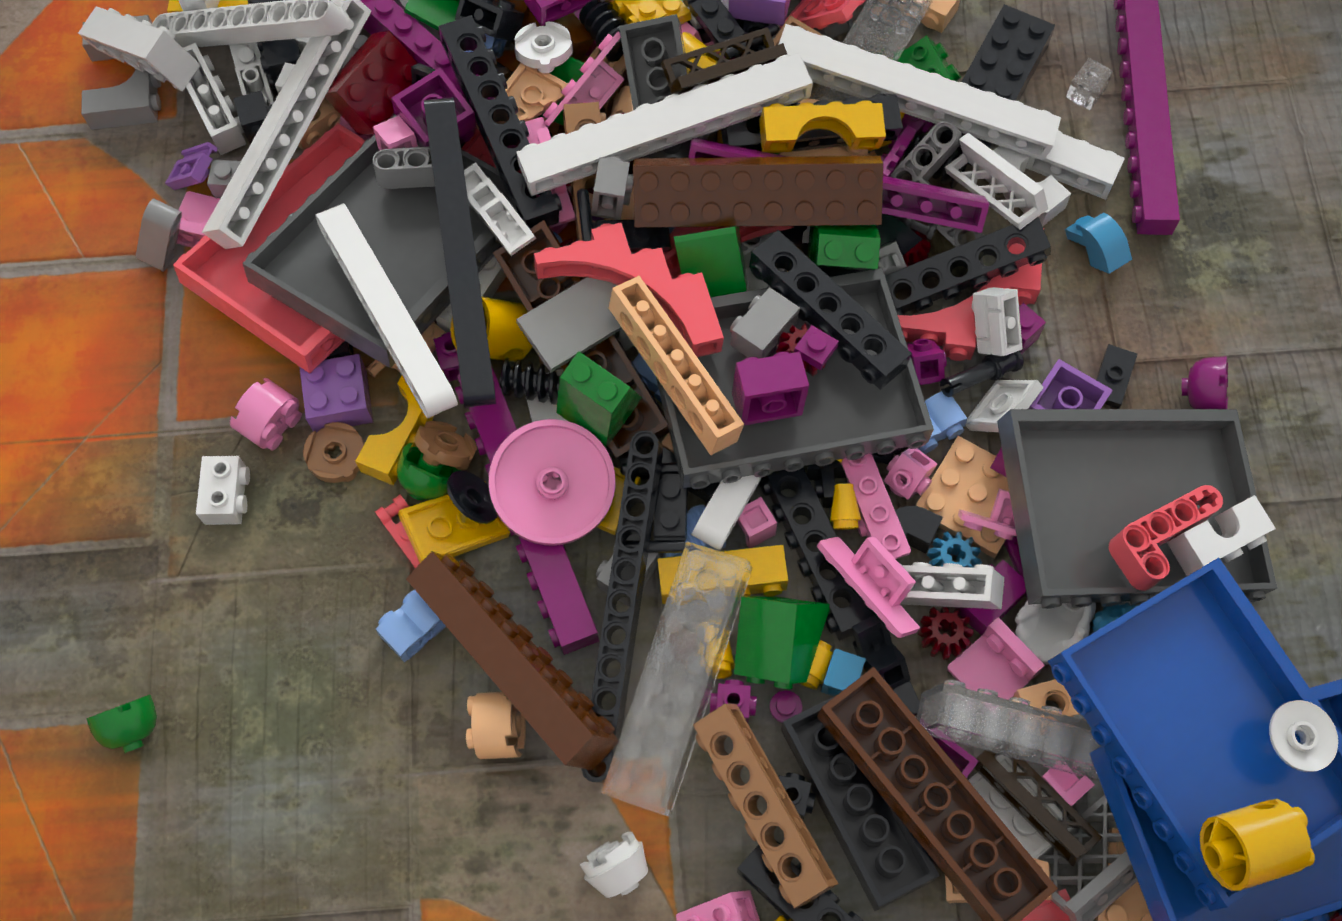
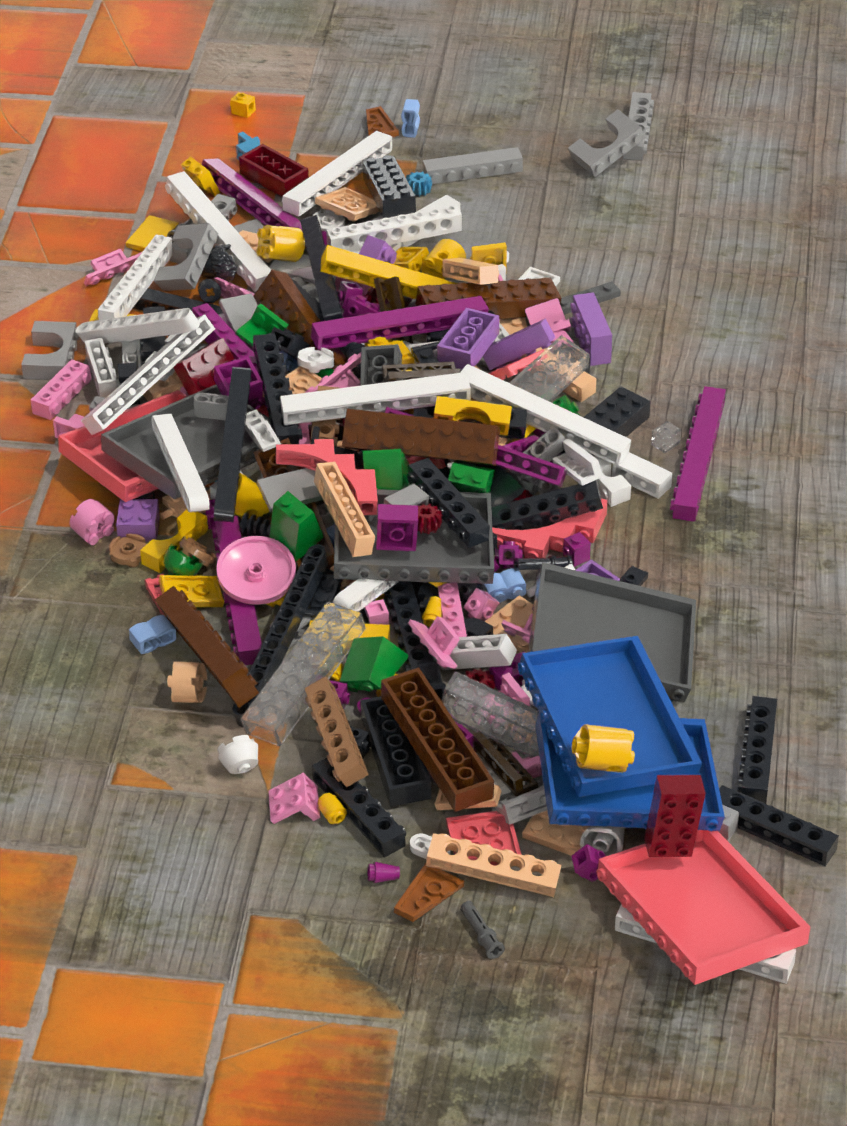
camera: 10 degrees right, 25 degrees down
(140, 46) = (68, 332): white wedge -> none
(154, 147) = (61, 389): none -> bright pink brick
(158, 234) = (52, 425): light grey beam -> none
(193, 167) = (82, 400): medium lavender plate -> none
(222, 490) = (55, 556): white brick -> none
(394, 134) = (211, 387): bright pink panel -> none
(471, 496) = (205, 575): black dish -> none
(611, 188) = (332, 423): light grey brick -> none
(816, 347) = (431, 512): magenta plate -> none
(891, 258) = (500, 497): light grey tile -> none
(997, 321) = (557, 534): white brick -> none
(1103, 240) = (644, 513): dark azure brick -> none
(1155, 530) = (646, 630): coral beam -> none
(1207, 384) = (688, 586): magenta cylinder -> none
(1239, 526) = (674, 650): white arch -> none
(1316, 733) = (657, 718): white dish -> none

